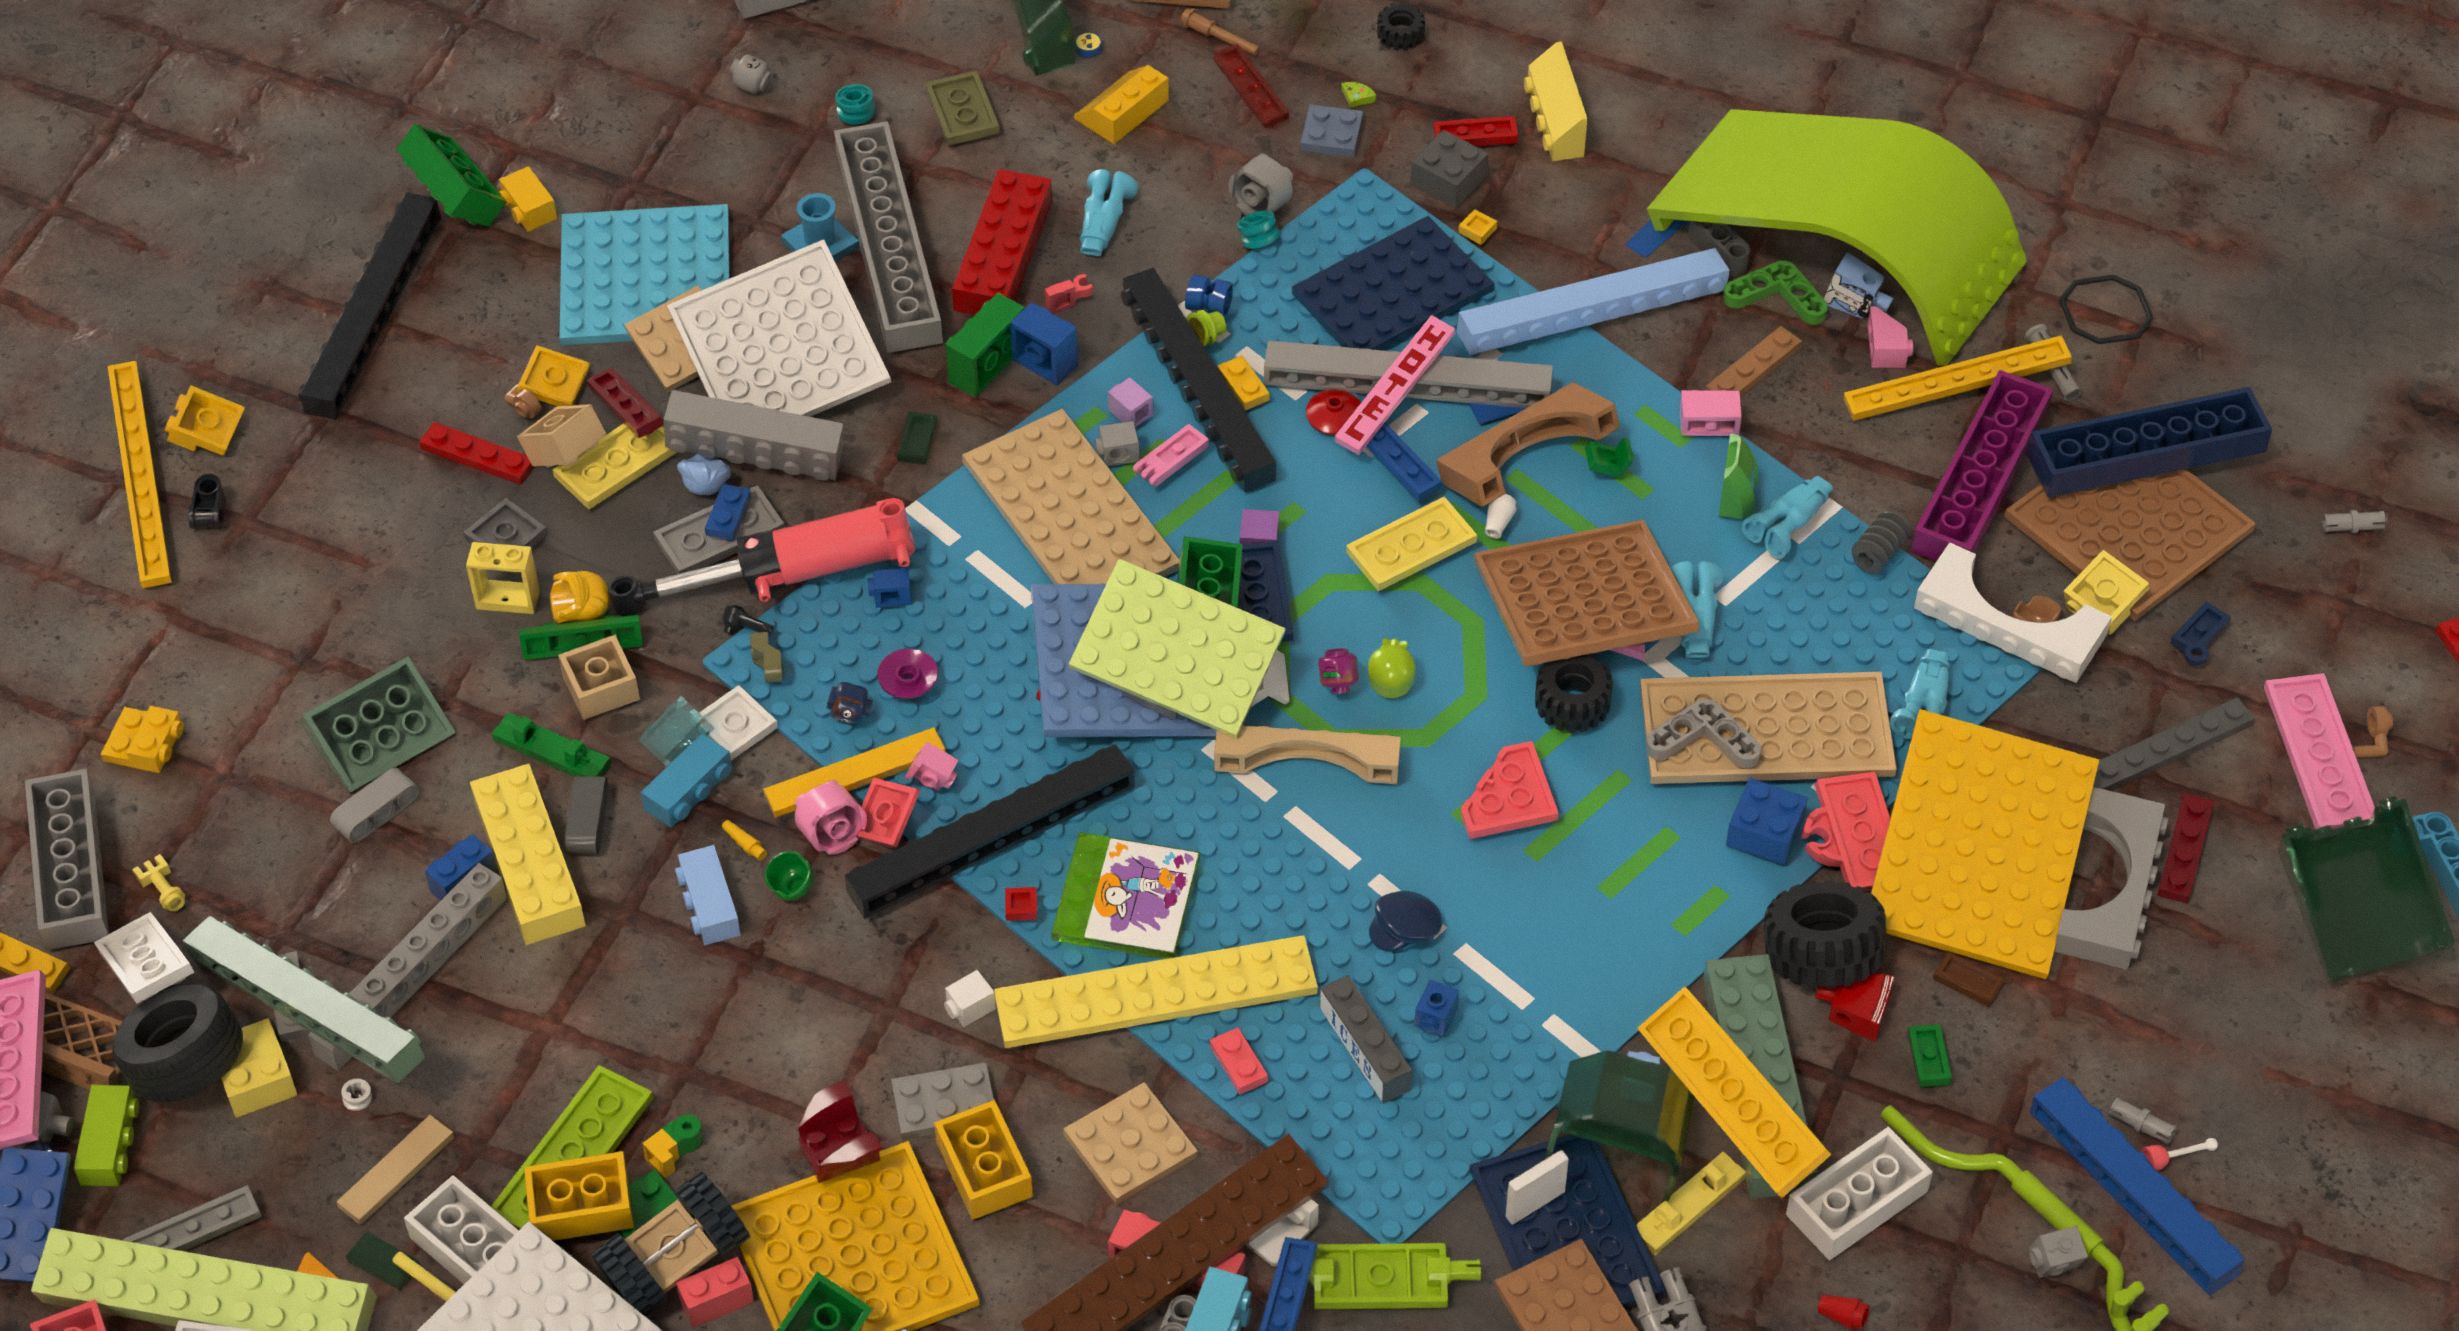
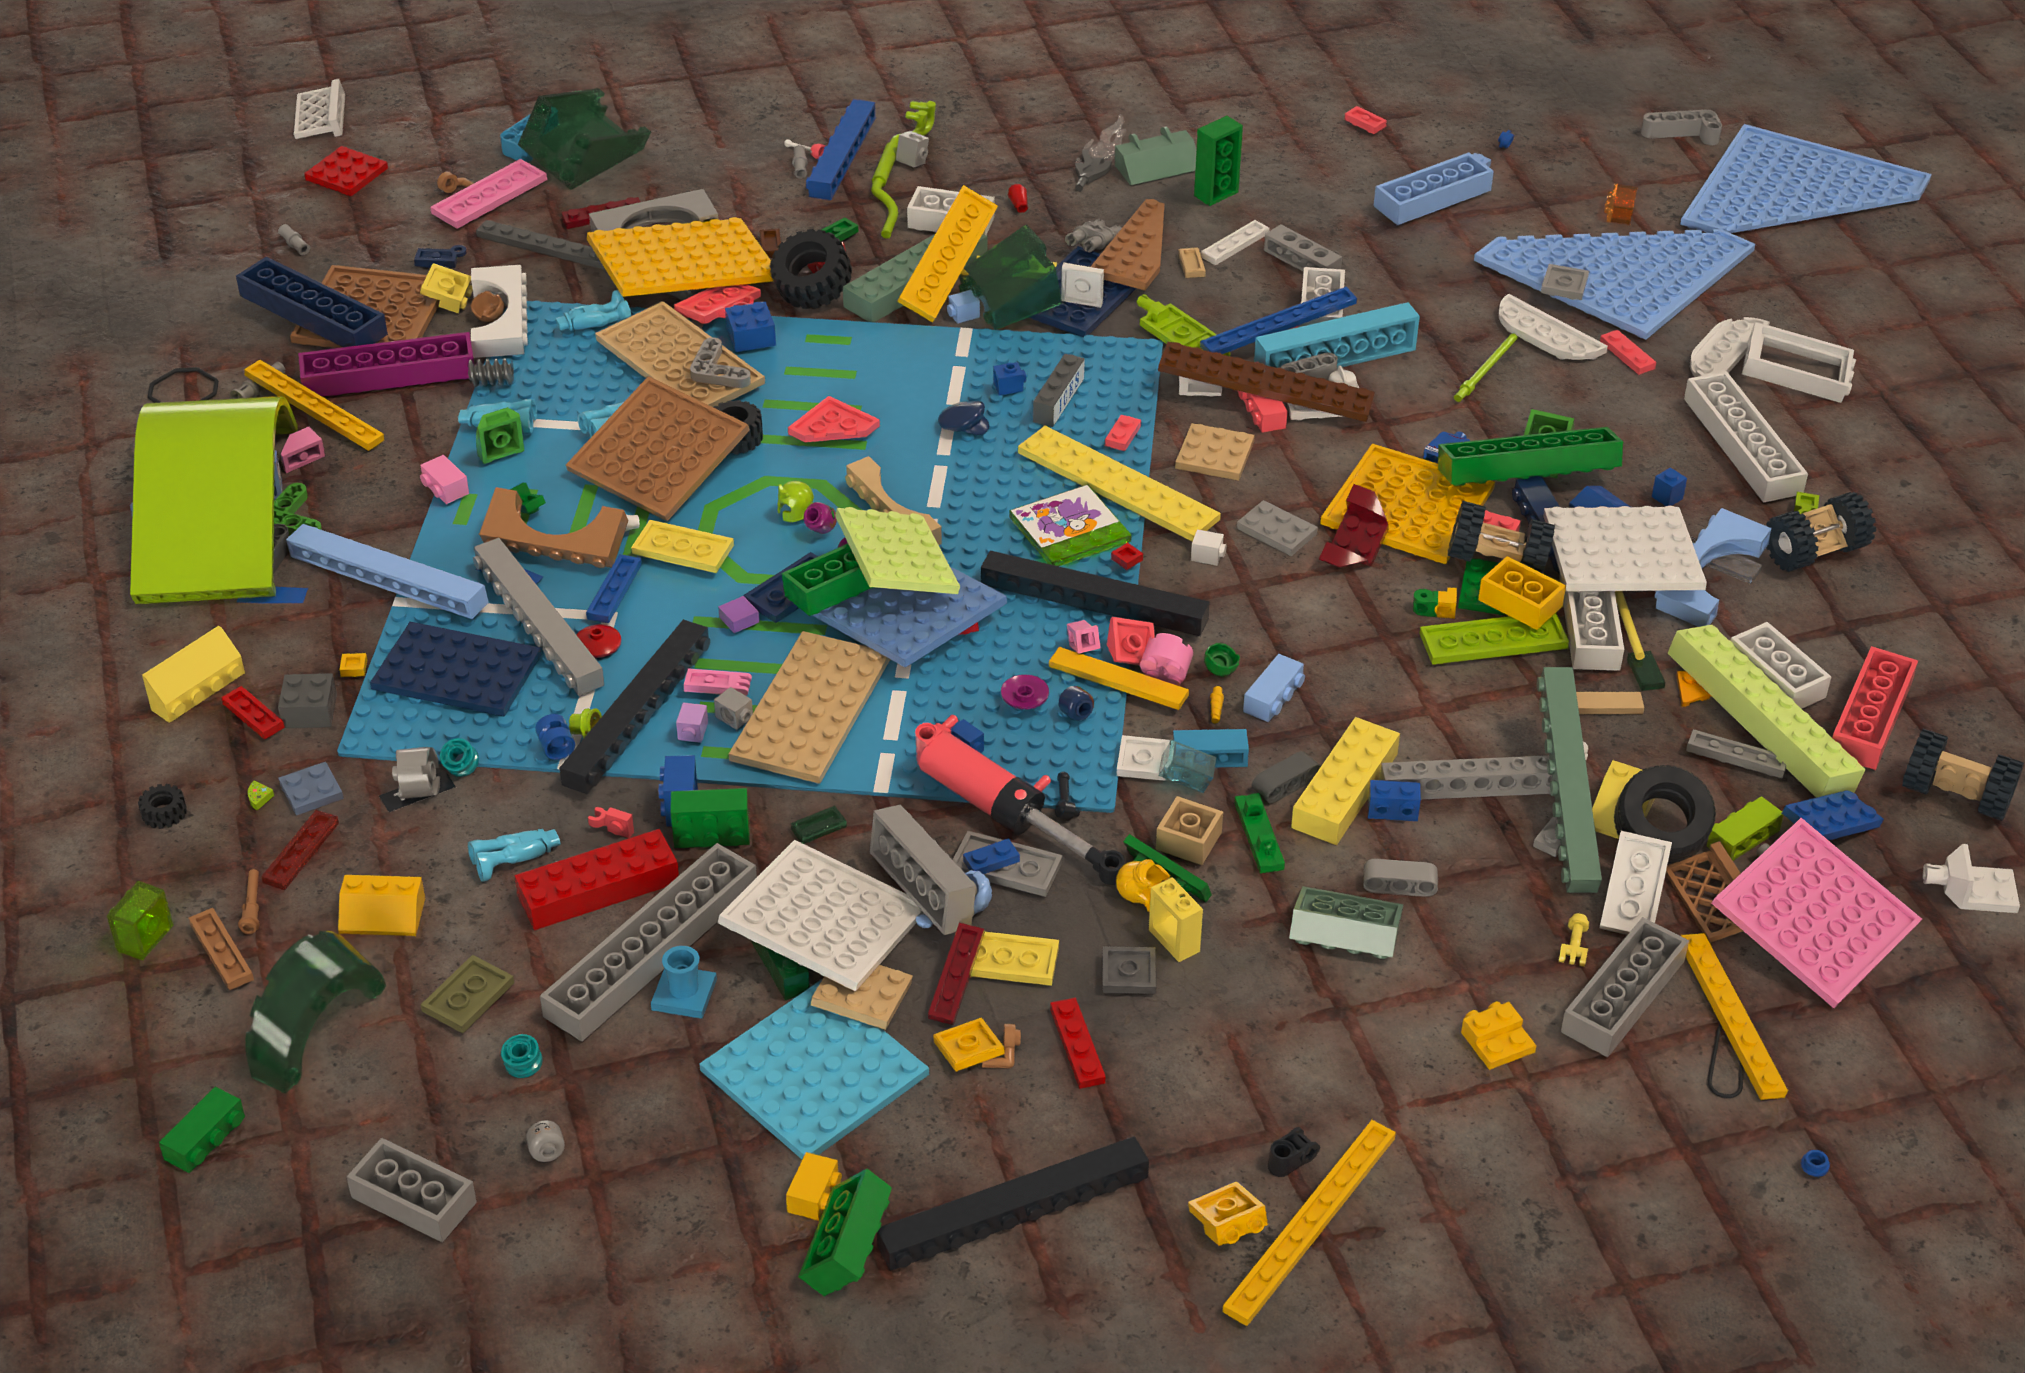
camera: 130 degrees left, 10 degrees down
(562, 436) = (1025, 976): tan brick -> none
(766, 657) = (1081, 767): olive piece -> none
(983, 1159) = (1298, 480): yellow brick -> none
(1244, 383) = (612, 688): yellow plate -> none
(1394, 385) = (562, 599): bright pink tile -> none
(1757, 362) = (373, 496): medium nougat plate -> none

